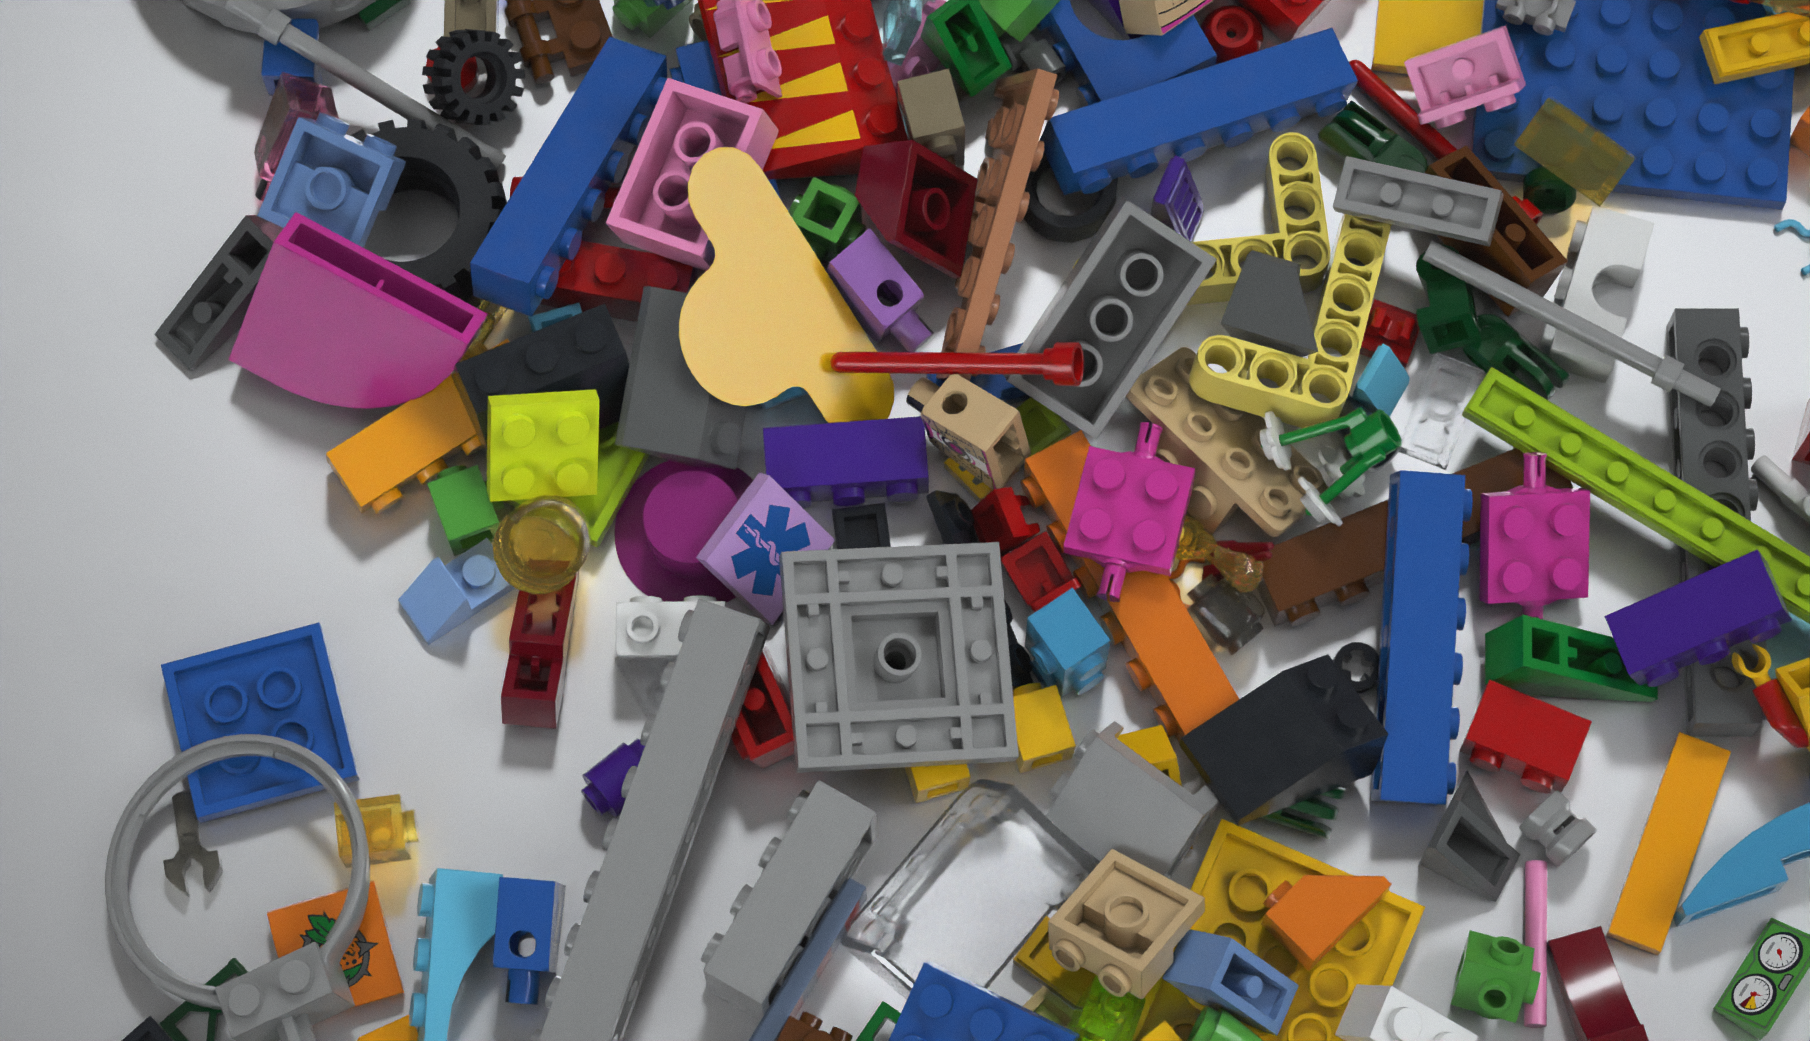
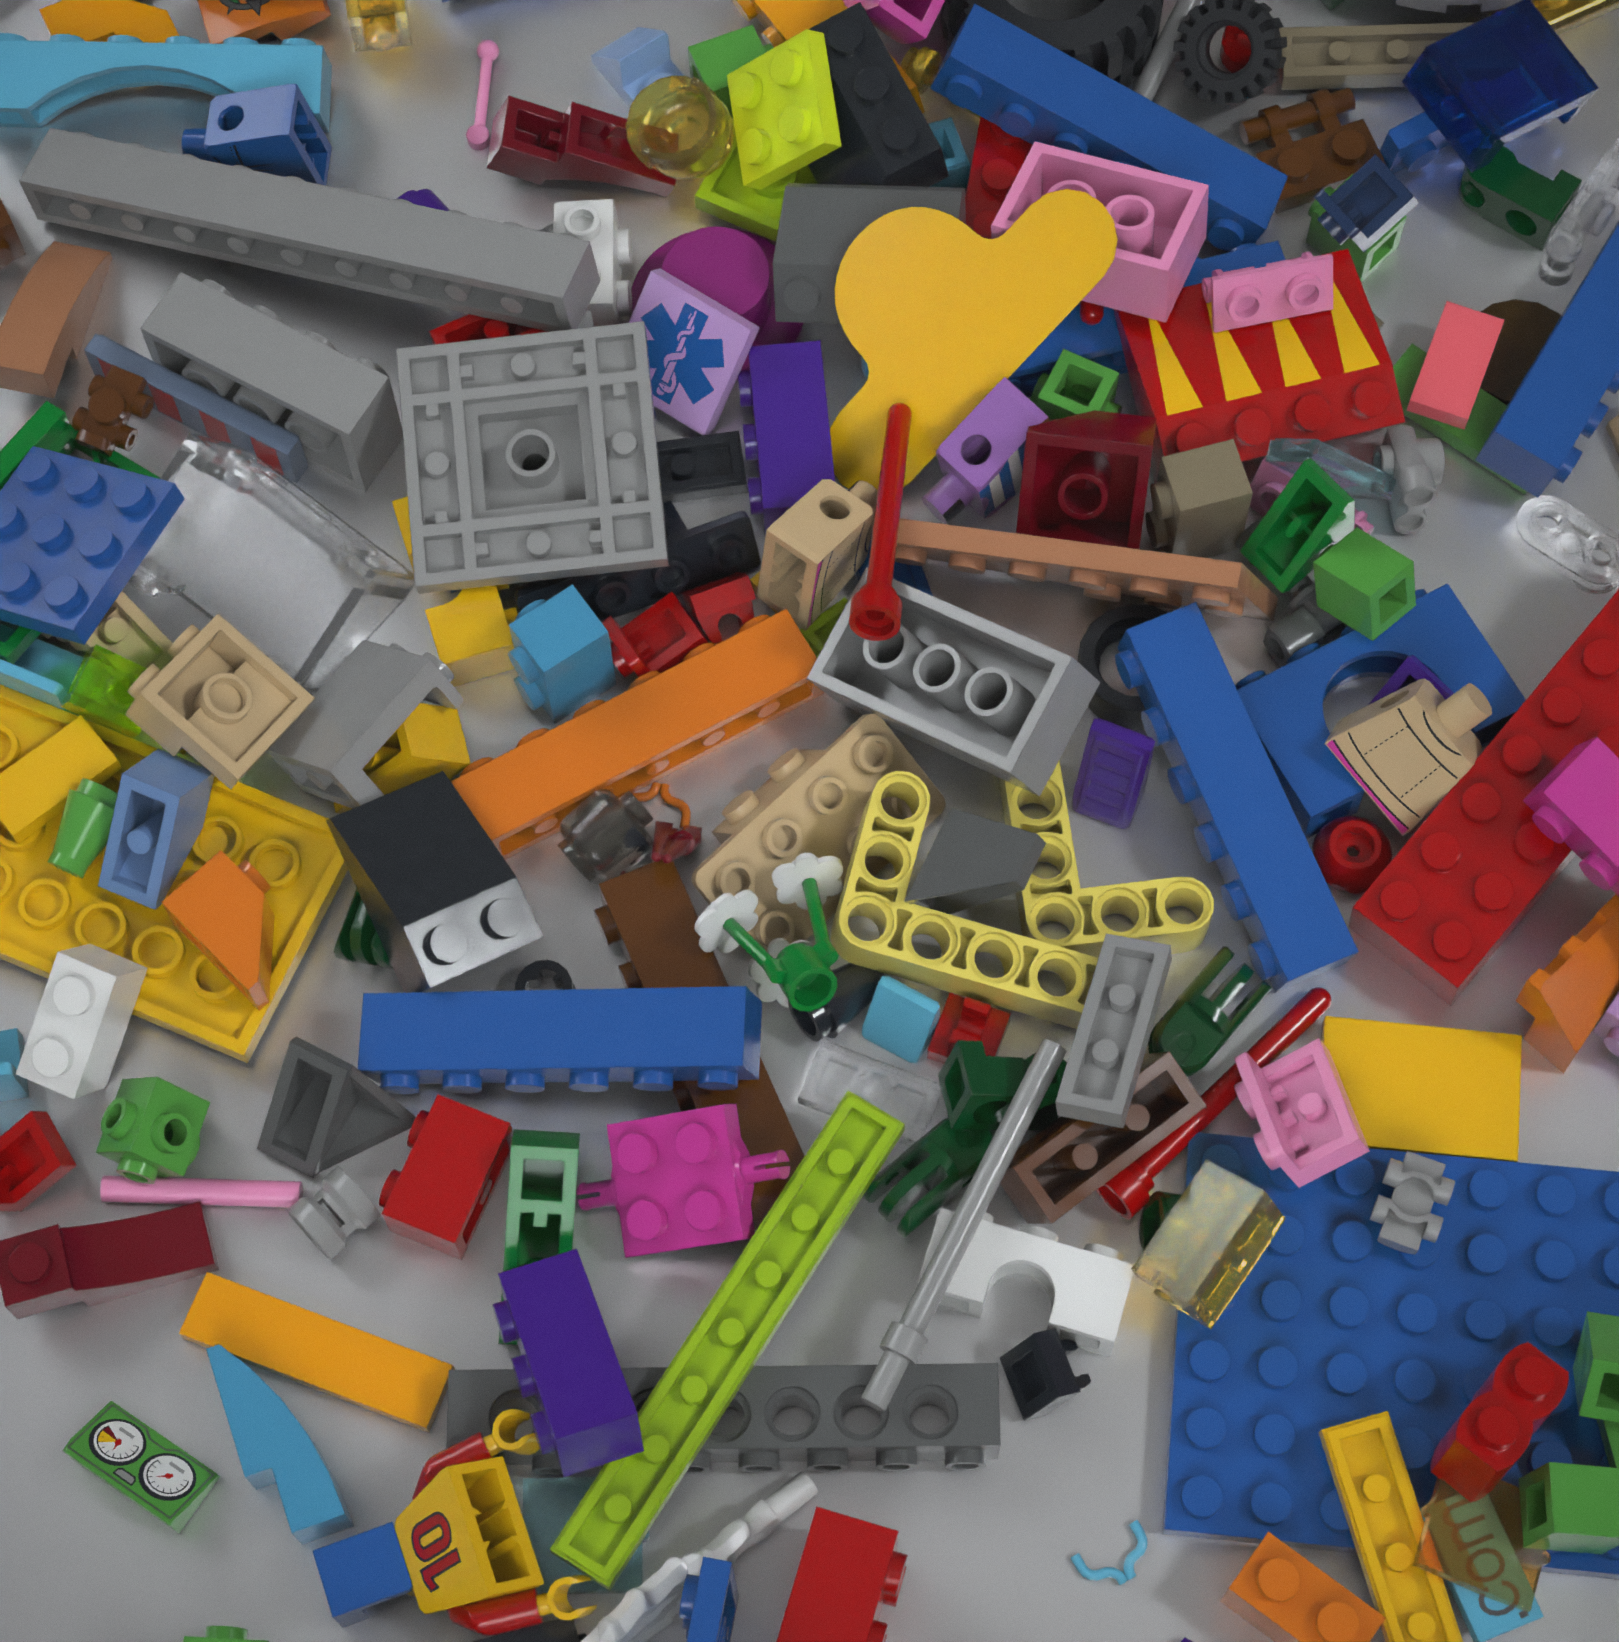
camera: 90 degrees right, 5 degrees down
(508, 744) = (478, 135): none -> bright pink hinge
(1129, 511) = (717, 712): dark pink plate -> none
(1238, 568) = (696, 798): clear yellow piece -> none
(1672, 284) = (1042, 1374): none -> black tile

